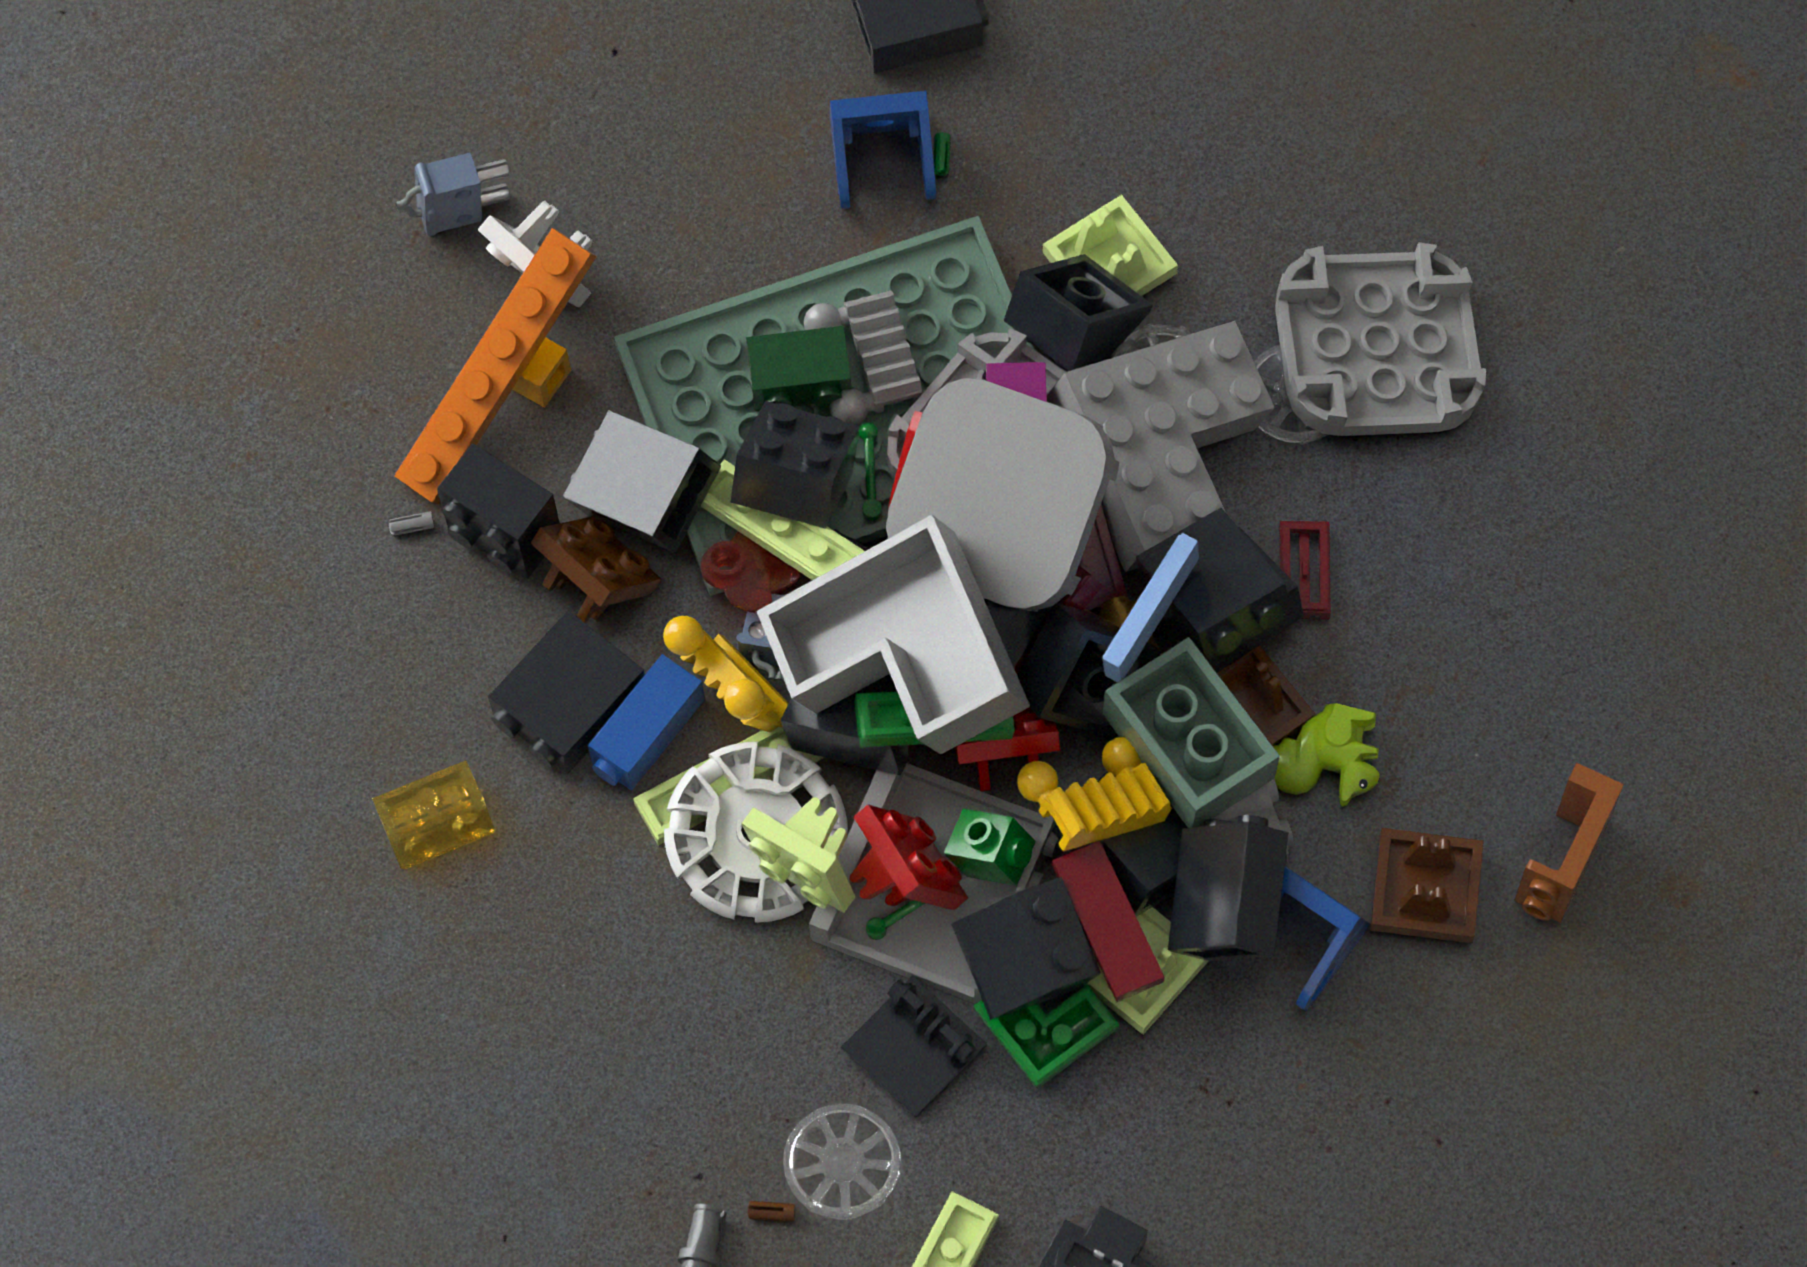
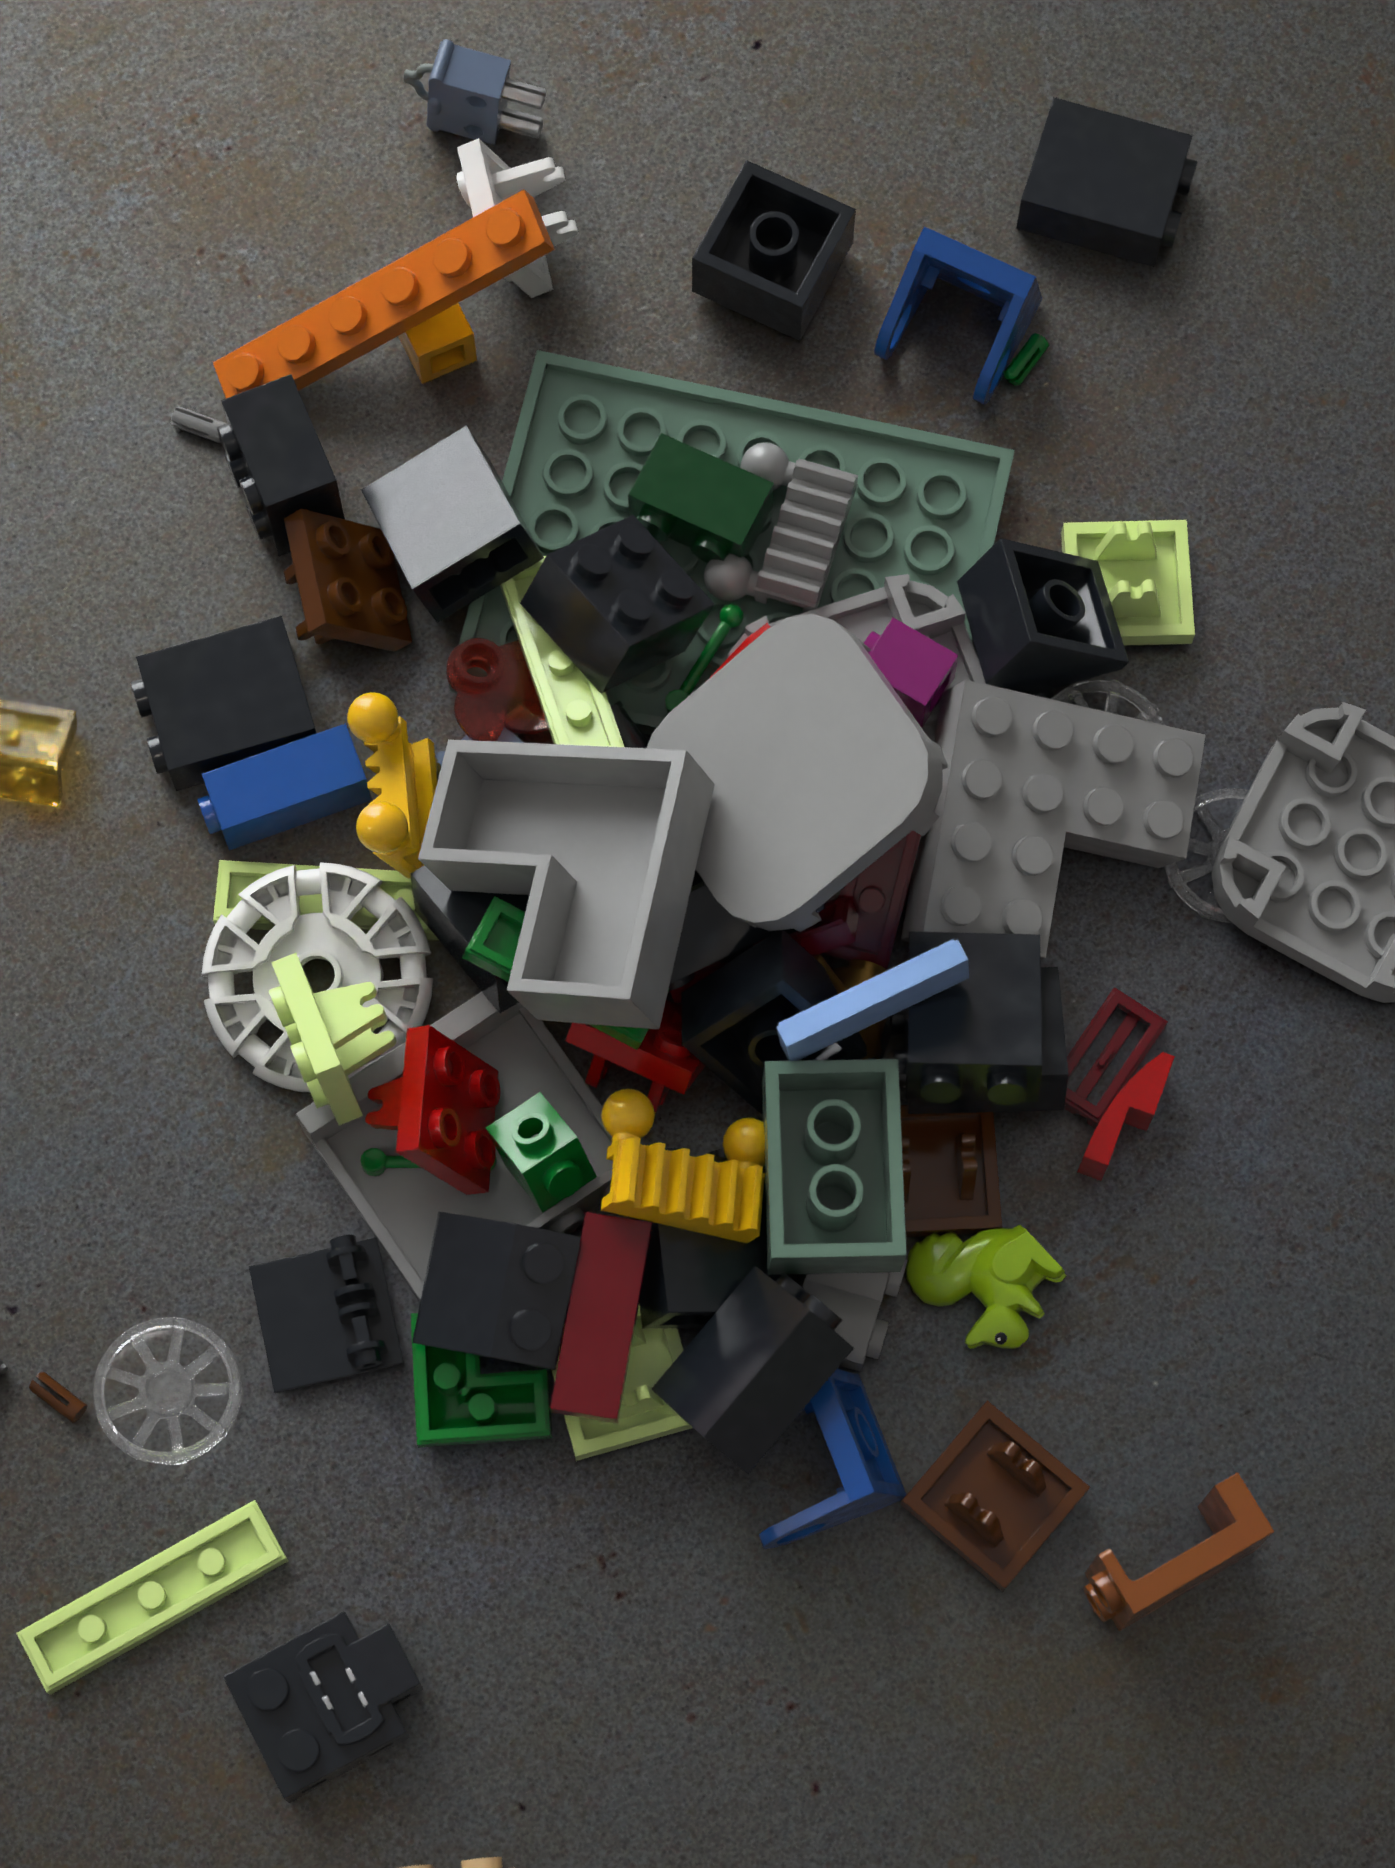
camera: 30 degrees right, 5 degrees up
(729, 178) = (773, 250): none -> black brick
(1345, 589) = (1133, 1106): none -> red slope

